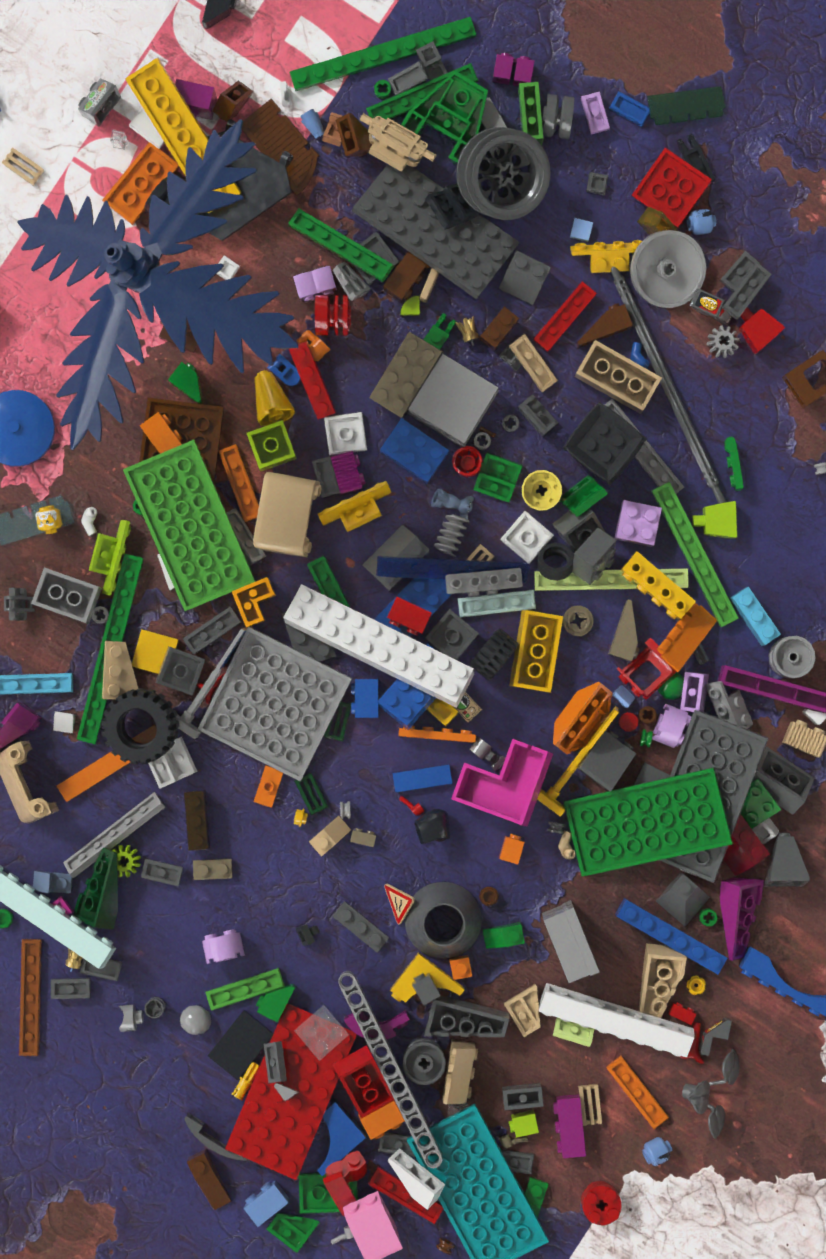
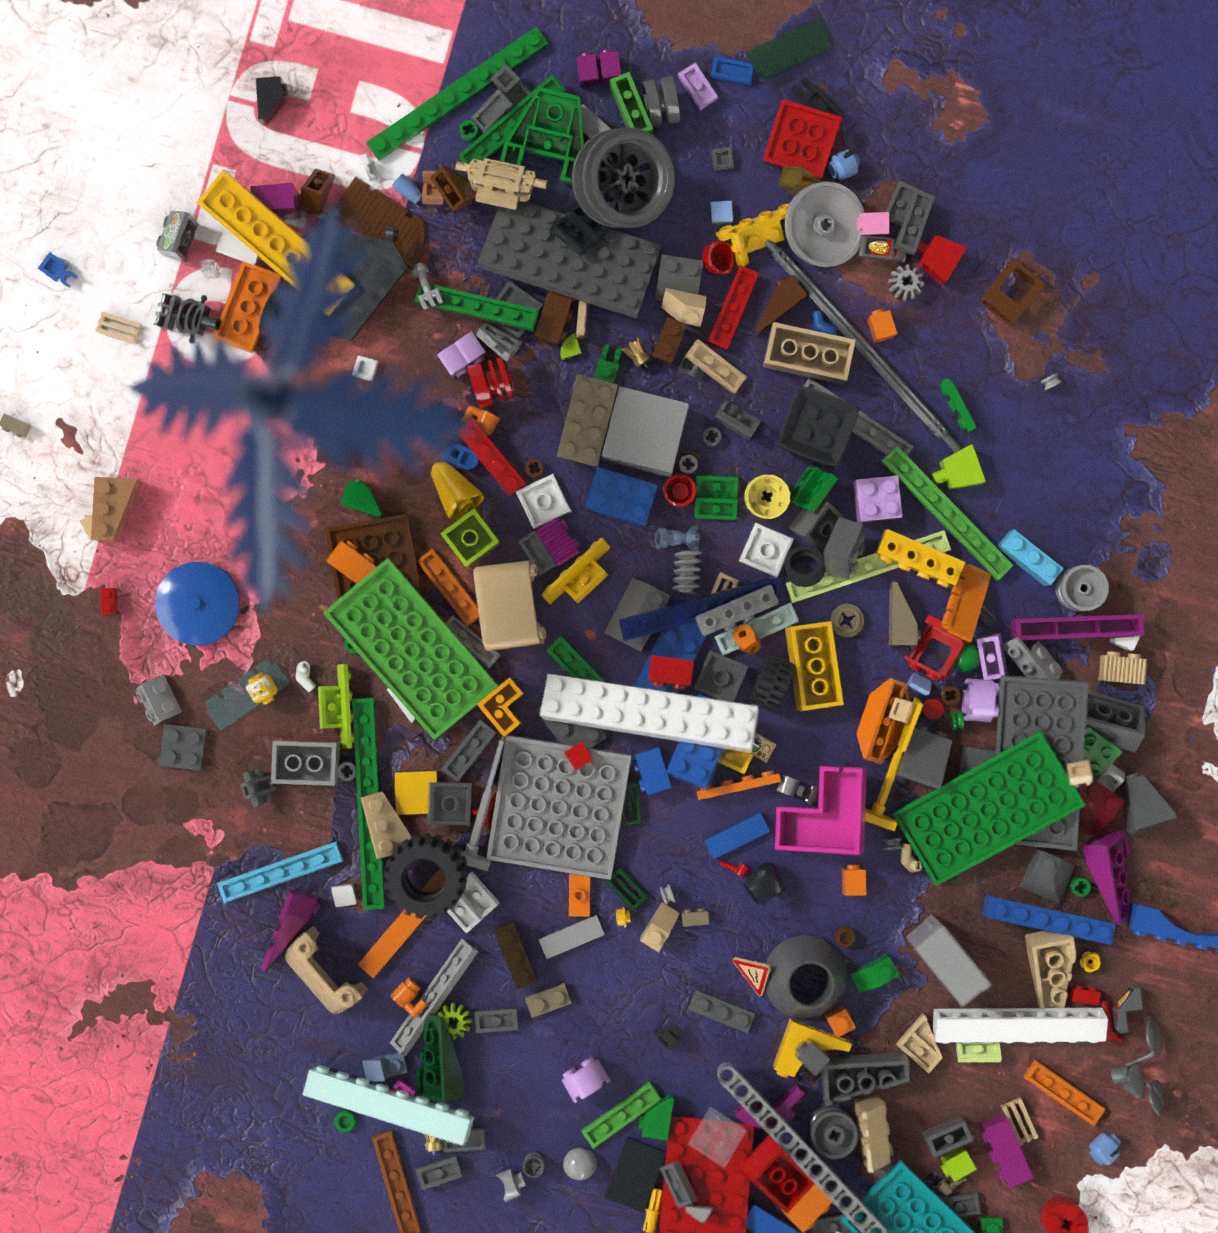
camera: 15 degrees left, 0 degrees up
(88, 177) = (190, 317): none -> black torso
(90, 824) = (405, 994): none -> orange piece
(250, 820) = (571, 936): none -> light grey tile
(301, 199) = (420, 271): none -> light grey hinge
(305, 663) = (578, 755): none -> red tile
(352, 403) = (540, 467): none -> reddish brown bush
(484, 609) = (747, 639): none -> orange piece
(522, 302) = (684, 306): none -> tan slope
(560, 268) = (720, 255): none -> red helmet
(586, 264) = (739, 246): none -> yellow axle
(600, 713) = (902, 710): none -> tan tile
(689, 373) = (881, 325): none -> orange brick
(710, 281) = (873, 223): none -> bright pink brick
(735, 814) = (1079, 773): none -> tan tile

